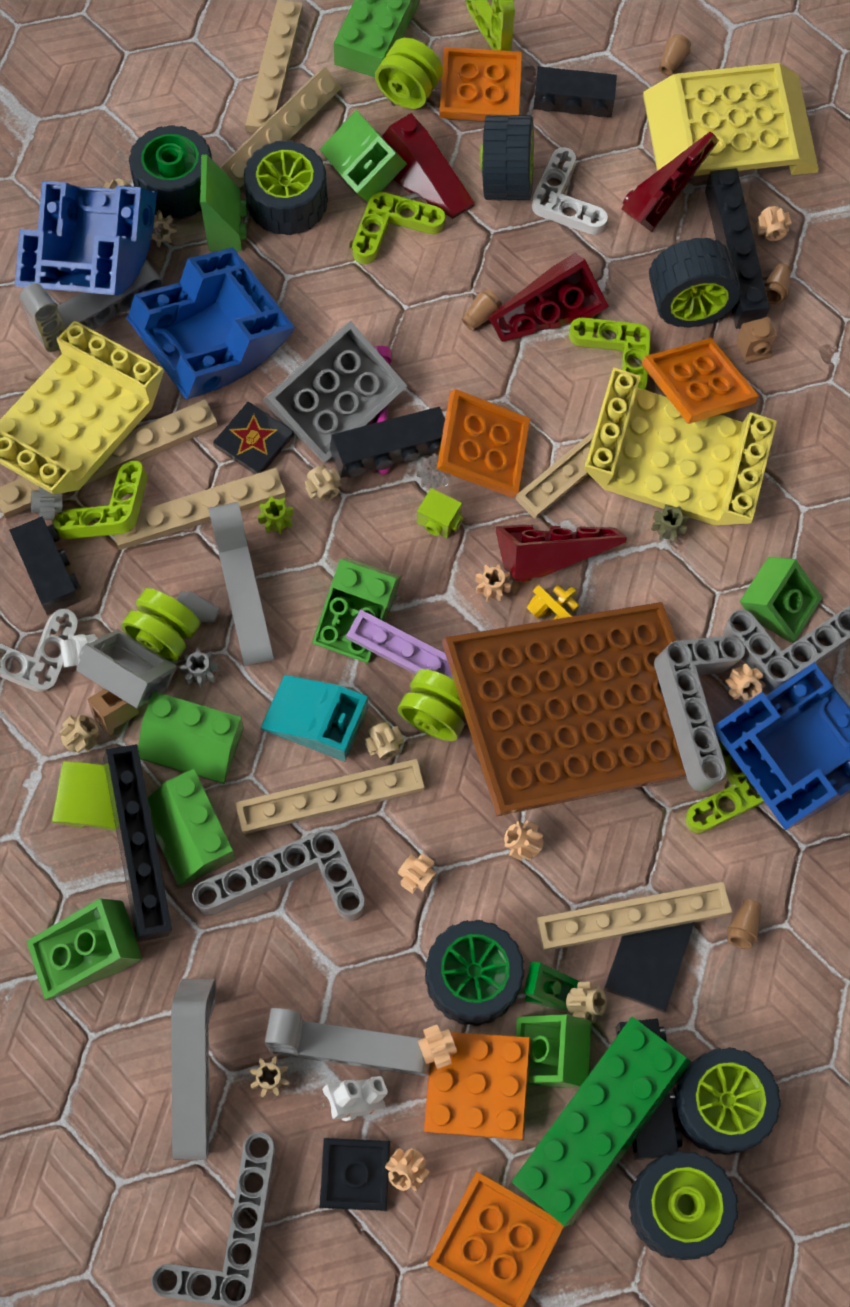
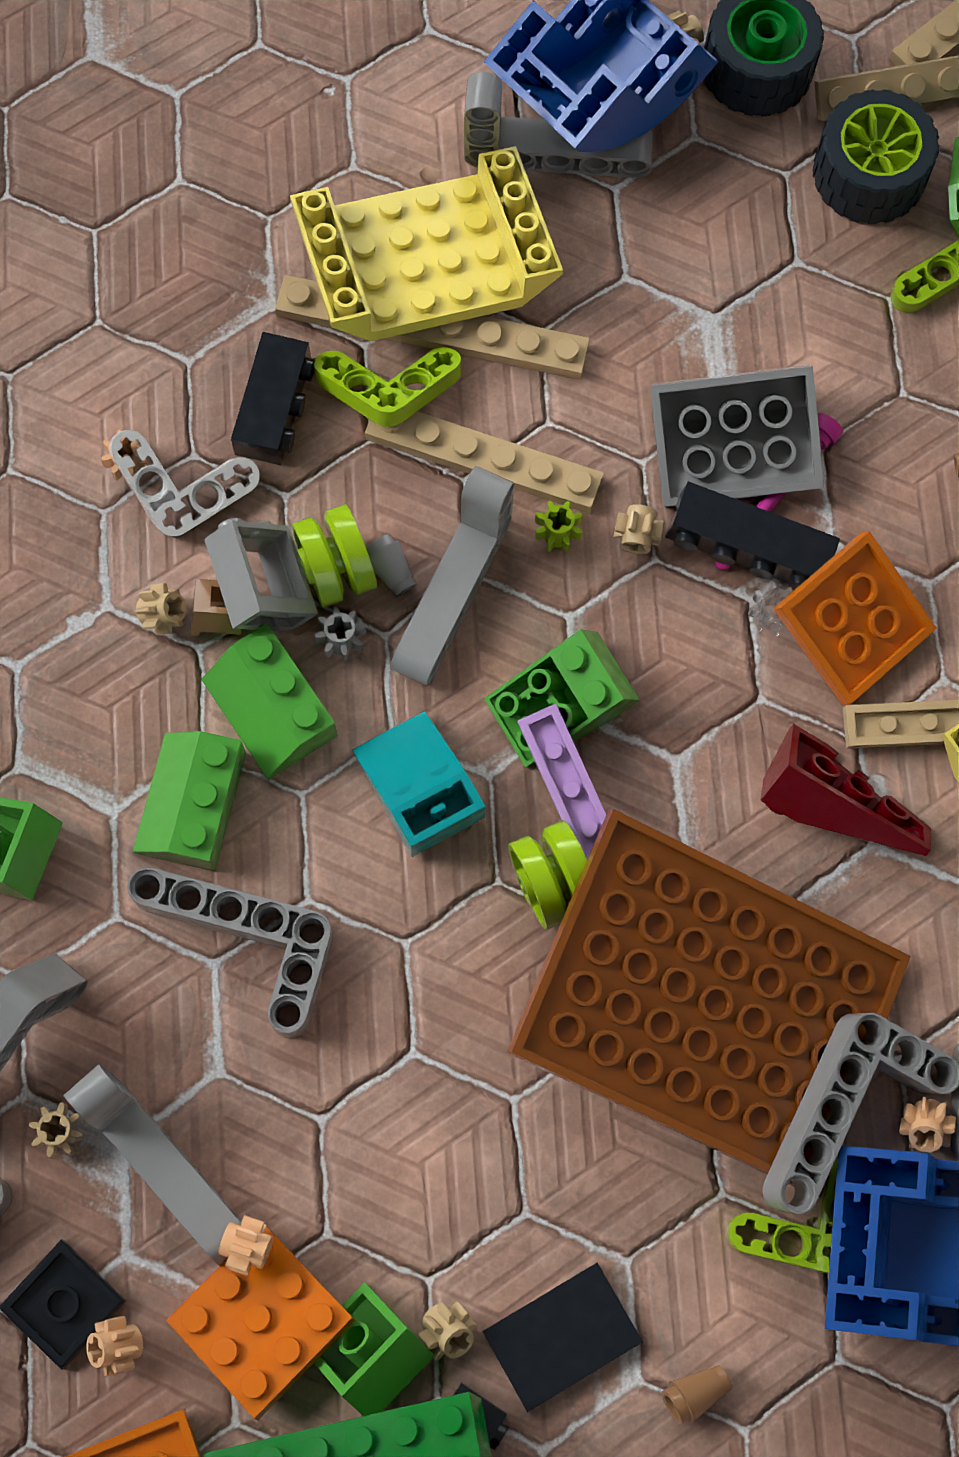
camera: 40 degrees right, 5 degrees up
(45, 503) = (321, 333): light grey gear -> none
(71, 648) = (226, 509): white piece -> none
(83, 797) = (120, 684): lime slope -> none
(137, 843) = (121, 772): black brick -> none
(164, 234) = (693, 117): tan gear -> none
(210, 323) = (661, 255): blue slope -> none
(221, 208) = (779, 129): bright green slope -> none
(253, 438) = (606, 421): black tile -> none
(329, 796) = (364, 883): tan plate -> none
(356, 1098) = (122, 1226): white hips -> none
(384, 741) = (468, 868): tan gear -> none
(417, 873) = (385, 1040): light nougat gear -> none
(439, 514) = (740, 661): lime brick -> none
(474, 972) = (352, 1198): wheel -> none
(496, 590) = (736, 774): light nougat gear -> none
(523, 840) = (528, 1099): light nougat gear -> none
(543, 602) = (777, 851): yellow hips -> none
(548, 986) = (421, 1279): green slope -> none
(633, 916) = (578, 1282): tan plate -> none

